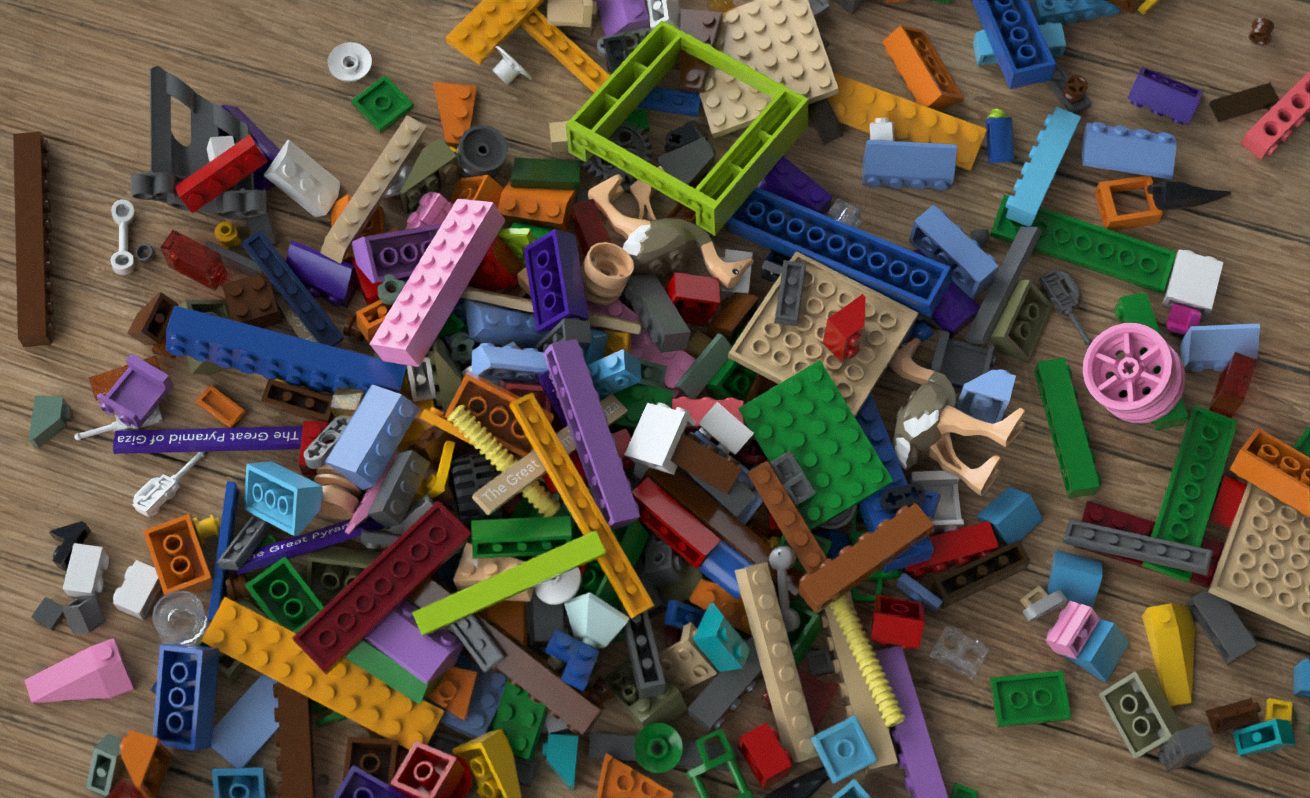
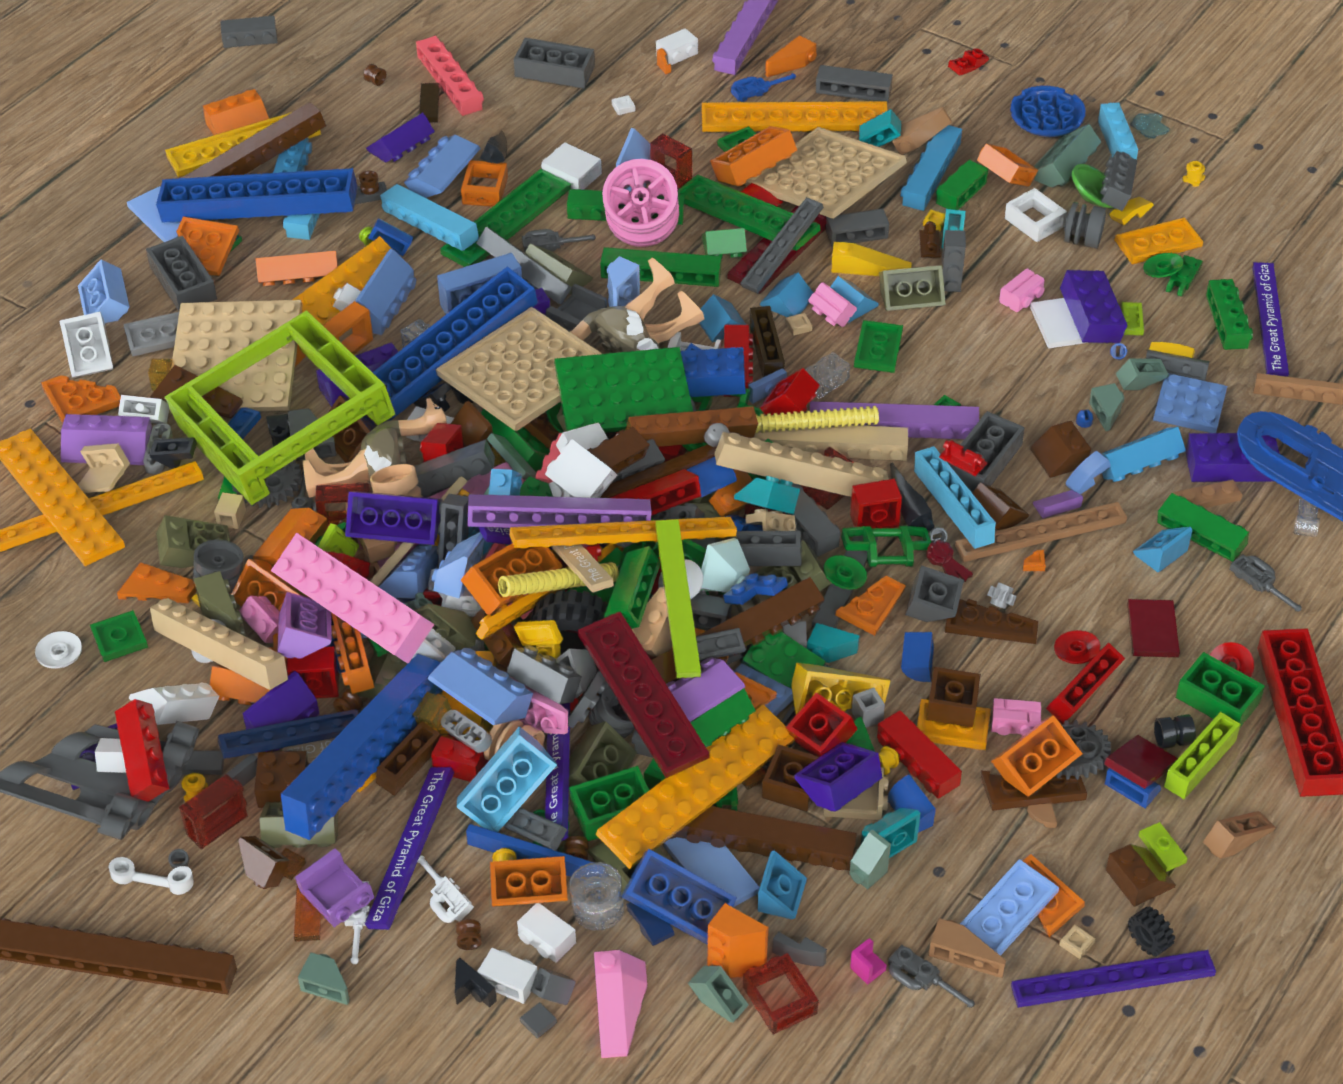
camera: 70 degrees left, 20 degrees down
(121, 523) = (468, 934): none -> reddish brown wheel
(221, 407) = (378, 832): orange tile -> none
(390, 284) = (341, 636): sand green brick -> none
(507, 70) = (138, 531): white wheel -> none
(516, 120) = (180, 537): none -> olive slope
(546, 173) = (264, 527): dark green tile -> none
(790, 293) = (476, 376): dark grey tile -> none
(792, 478) = (652, 406): dark grey slope -> none
(831, 149) = (354, 317): none -> orange window
(844, 749) = (888, 450): medium azure tile -> none
(845, 329) = (535, 336): red slope -> none
(864, 558) = (739, 379): dark orange brick -> none
(903, 494) = (697, 350): black beam -> none
(1044, 606) = (808, 313): light grey beam -> none
(1134, 482) = (725, 242): none -> slope
(1182, 317) = (597, 178): dark pink panel -> none

